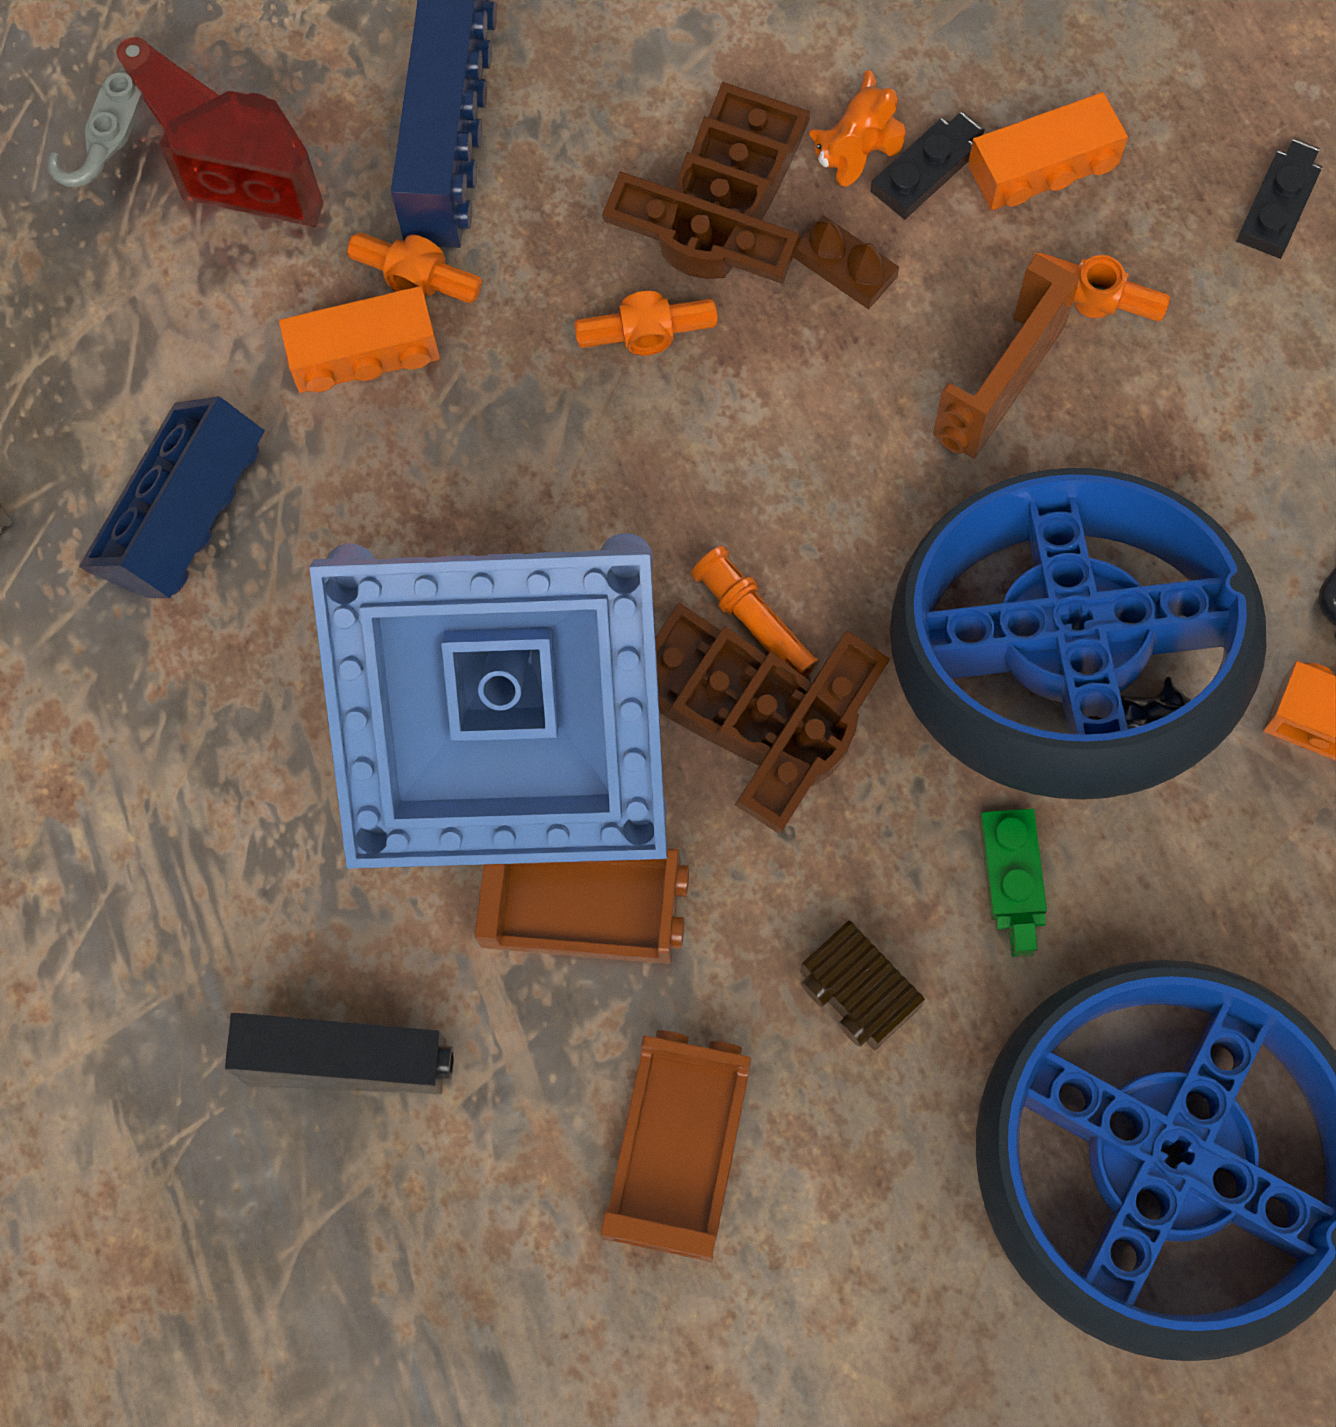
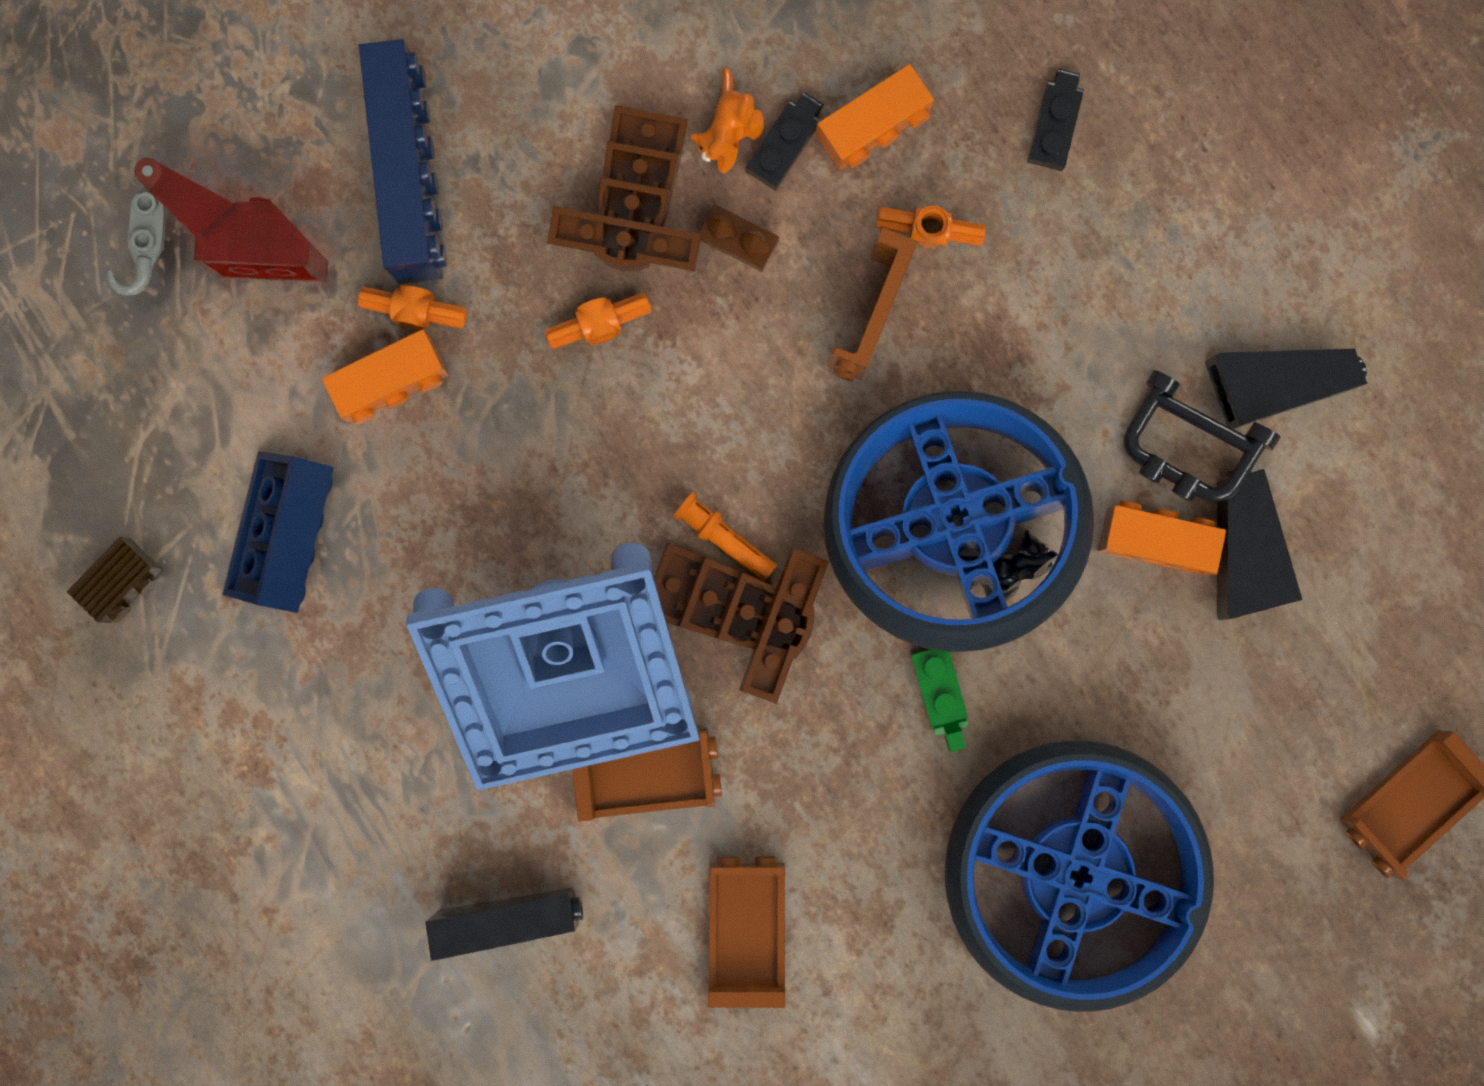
camera: 15 degrees left, 15 degrees up
(860, 987) = (849, 798): dark brown brick -> none

